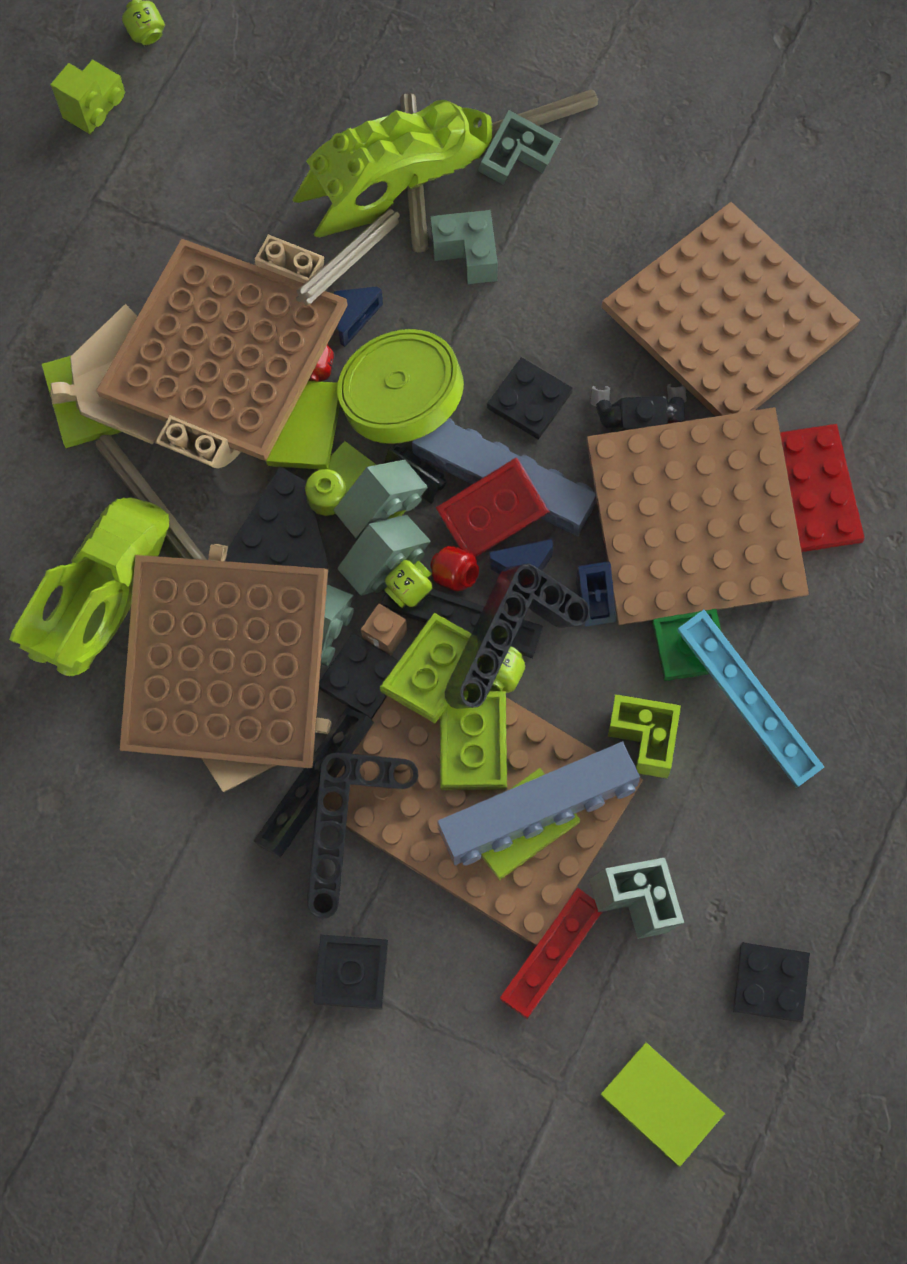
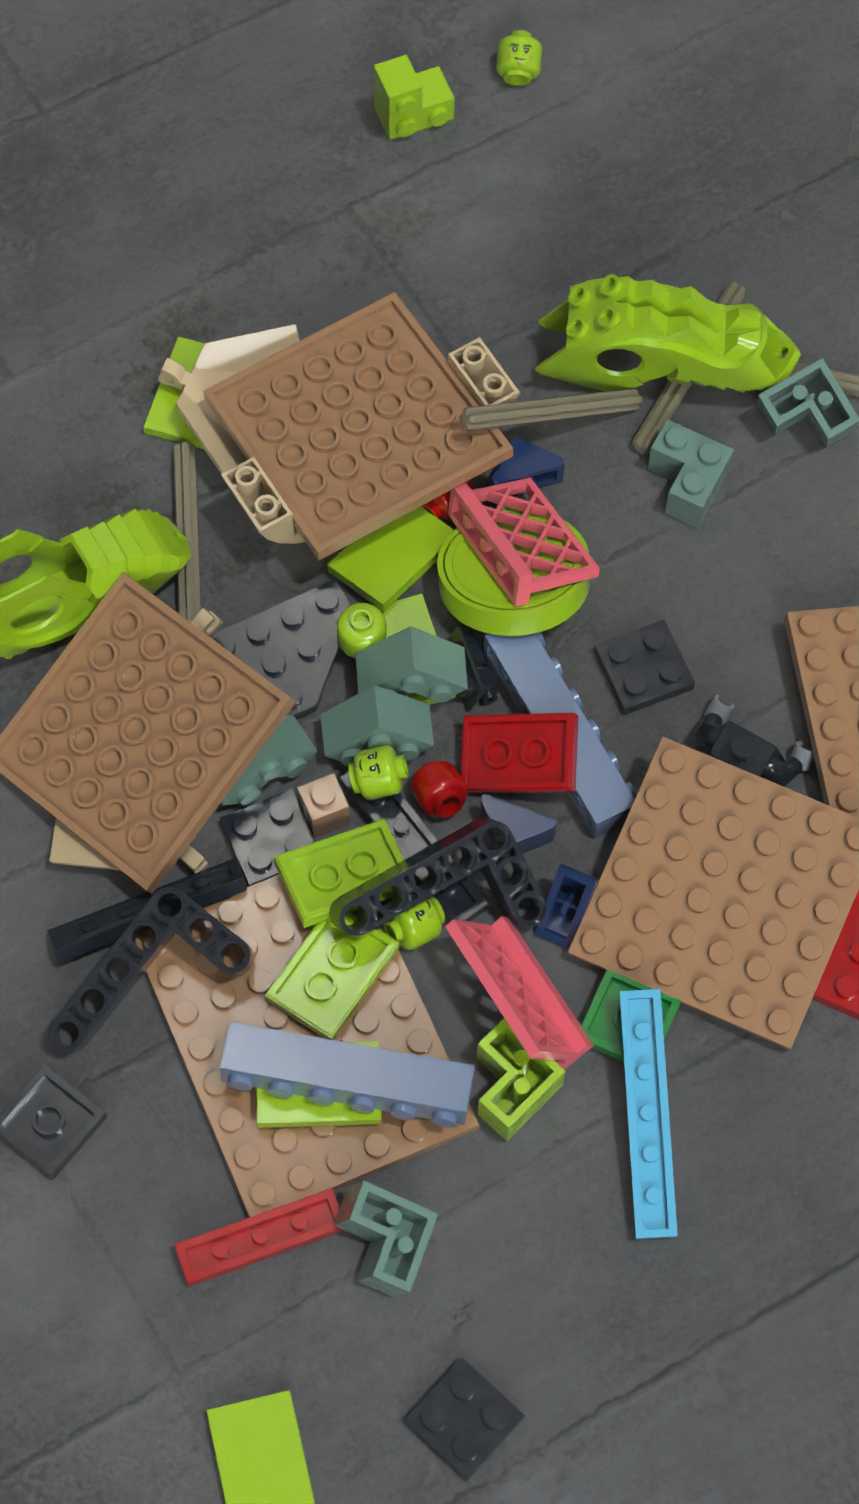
camera: 30 degrees right, 5 degrees down
(381, 374) = (496, 544): none -> coral fence
(611, 669) = (521, 990): none -> coral fence

